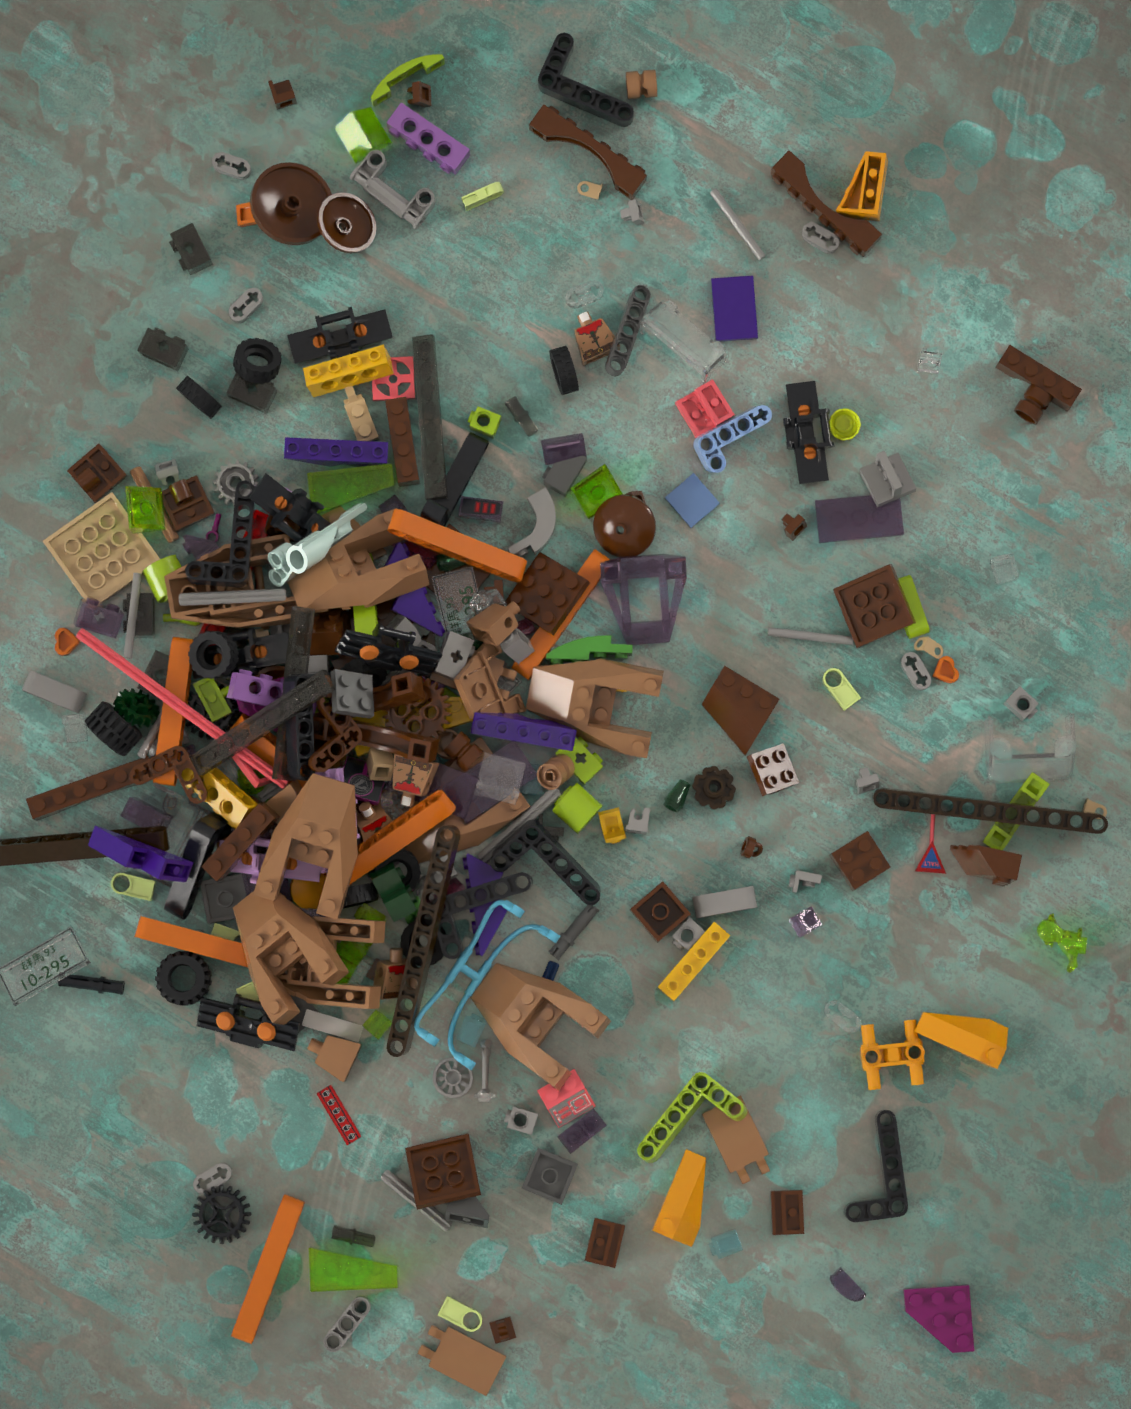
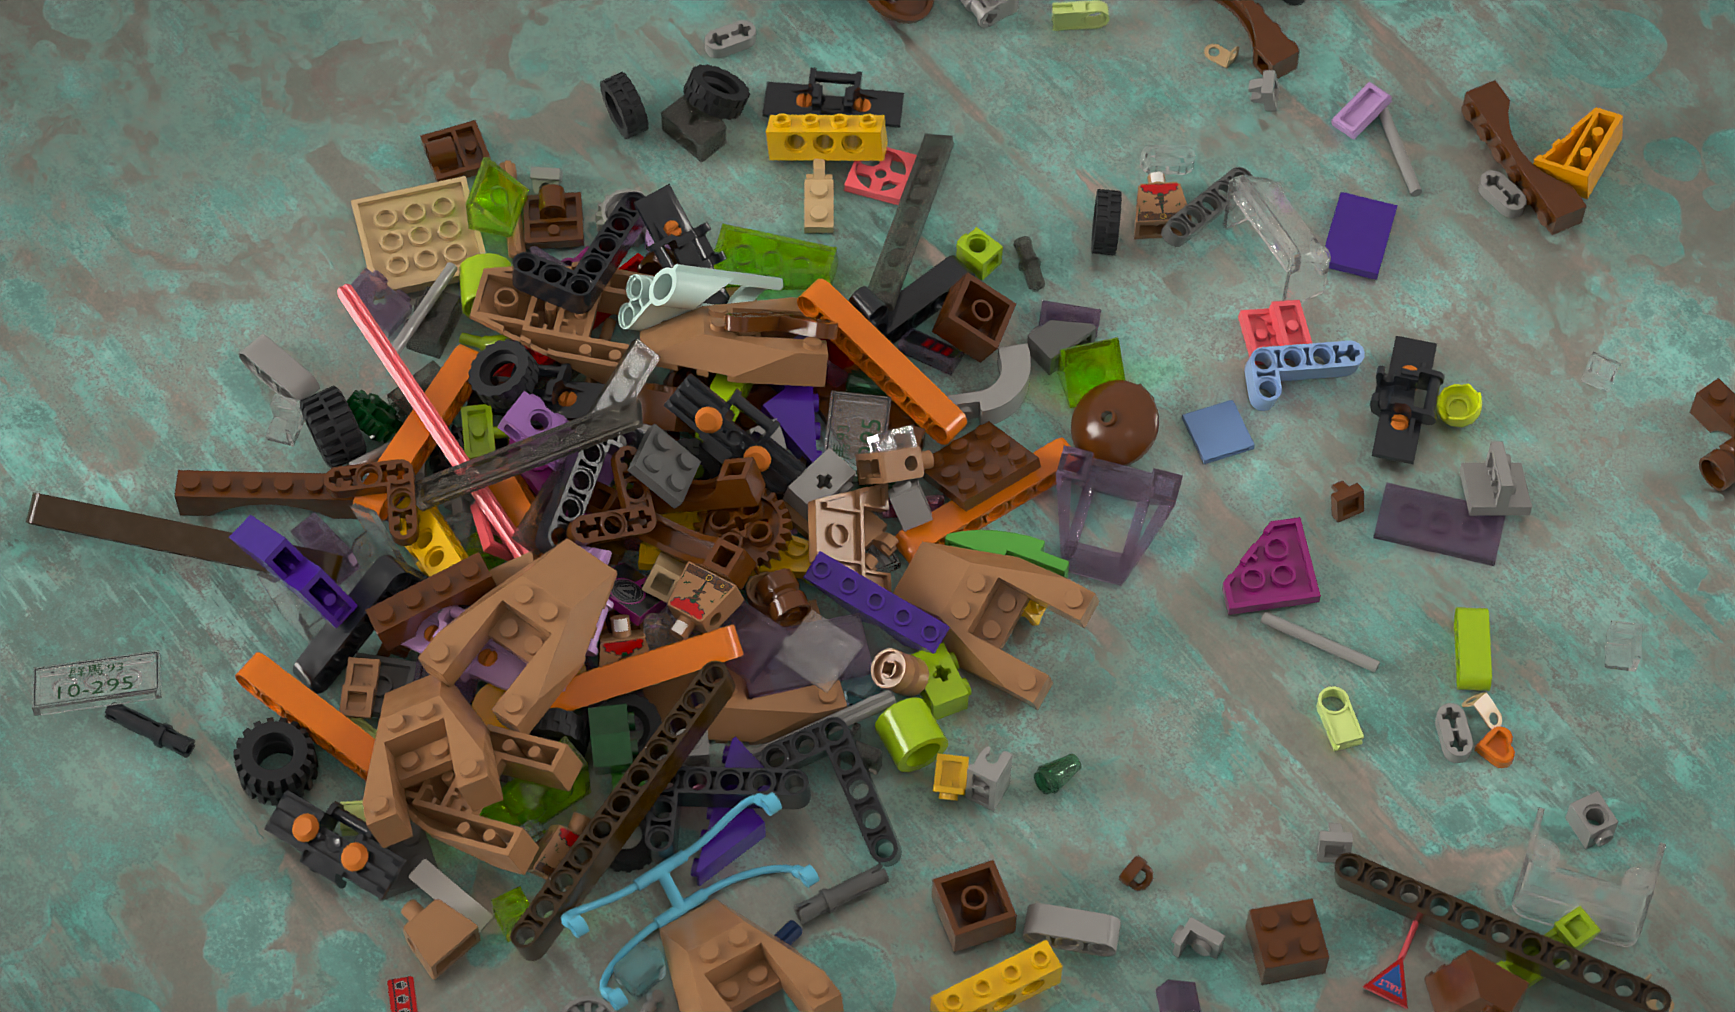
camera: 20 degrees right, 25 degrees down
(65, 642) = (323, 324): orange tile -> none
(138, 888) = (271, 637): yellowish green piece -> none
(151, 349) = (604, 48): clear smoke brick -> none
(214, 908) = (360, 687): none -> medium nougat slope
(229, 597) = (560, 317): light grey axle -> none
(336, 452) = (767, 213): dark purple slope -> none
(383, 545) = (780, 322): none -> reddish brown beam
(402, 441) = (860, 238): reddish brown arch -> none
(502, 480) = (974, 317): none -> reddish brown brick
(690, 925) = (1005, 940): light grey brick -> none
(703, 204) = (1361, 110): none -> lavender tile
(721, 779) = (1113, 780): dark brown plant -> none
(739, 707) = (1189, 690): reddish brown wedge -> none
(764, 596) = (1273, 571): none -> magenta plate
(772, 769) = (1204, 783): plate -> none
(874, 606) = (1423, 626): reddish brown plate -> none

